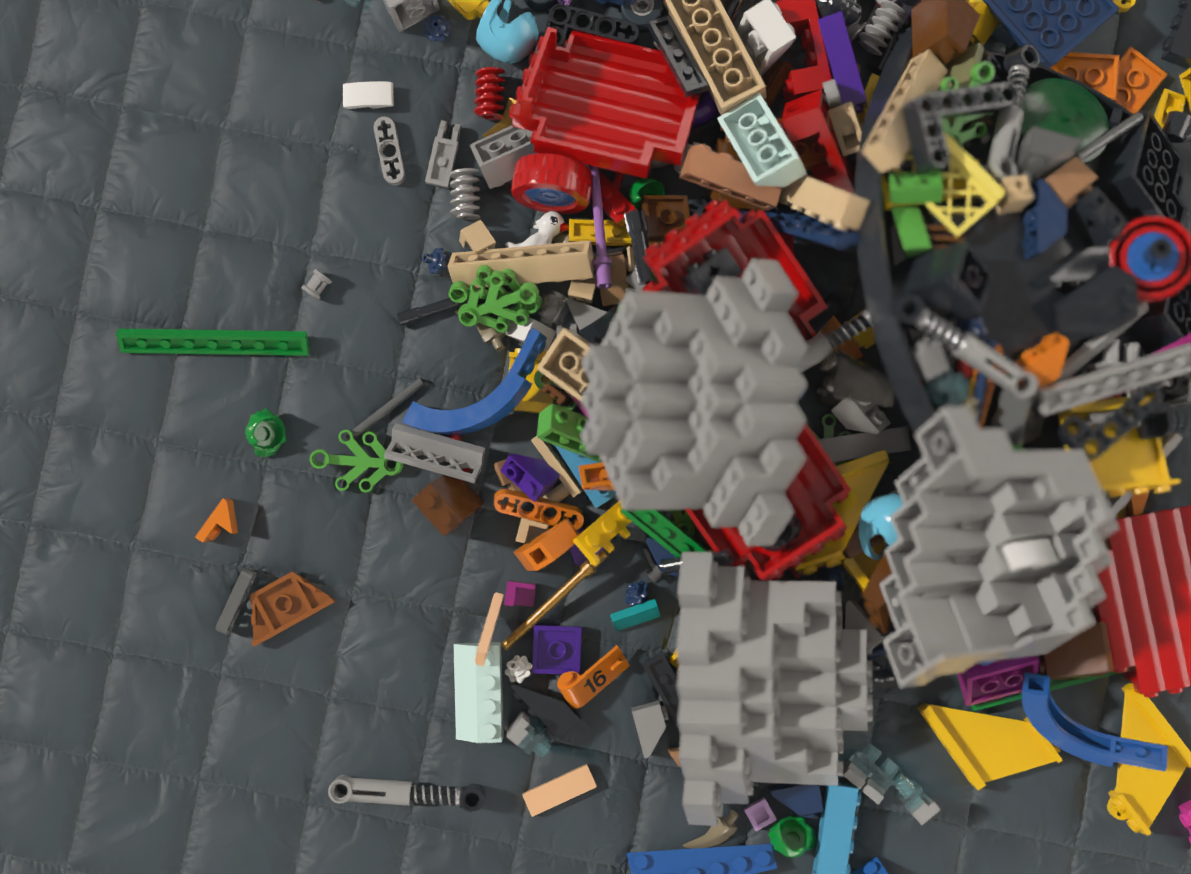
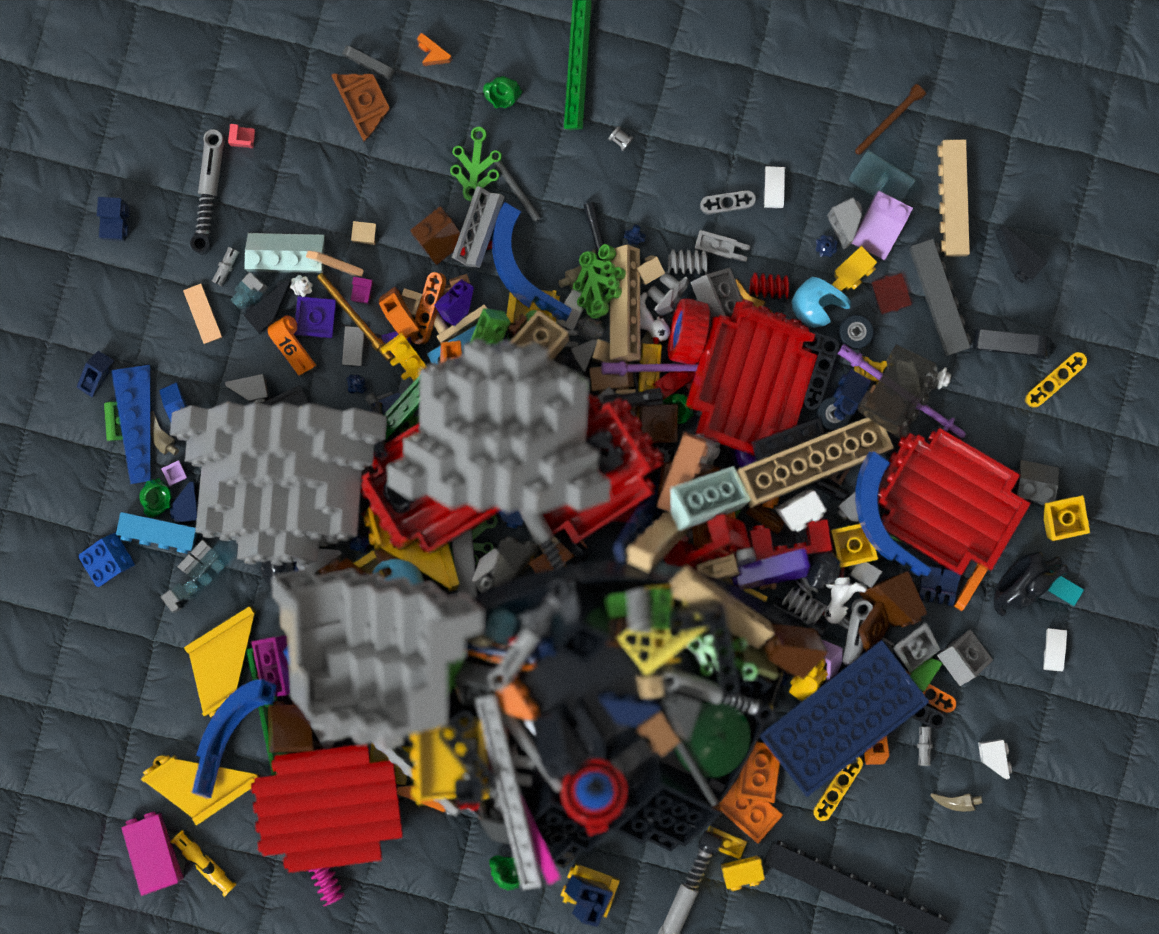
camera: 90 degrees right, 0 degrees up
(336, 755) = (241, 136): none -> coral panel
(449, 595) = (363, 233): none -> tan panel
(499, 765) = (225, 266): none -> light grey pin
(516, 216) = (667, 302): none -> light grey connector
(590, 600) = (353, 346): none -> light grey tile
(635, 615) = (339, 381): teal tile -> none
(669, 820) = (172, 399): none -> blue slope
(923, 208) = (638, 611): none -> light grey piece
(928, 358) = (524, 610): light grey brick -> none
(1029, 553) = (369, 681): white slope -> none

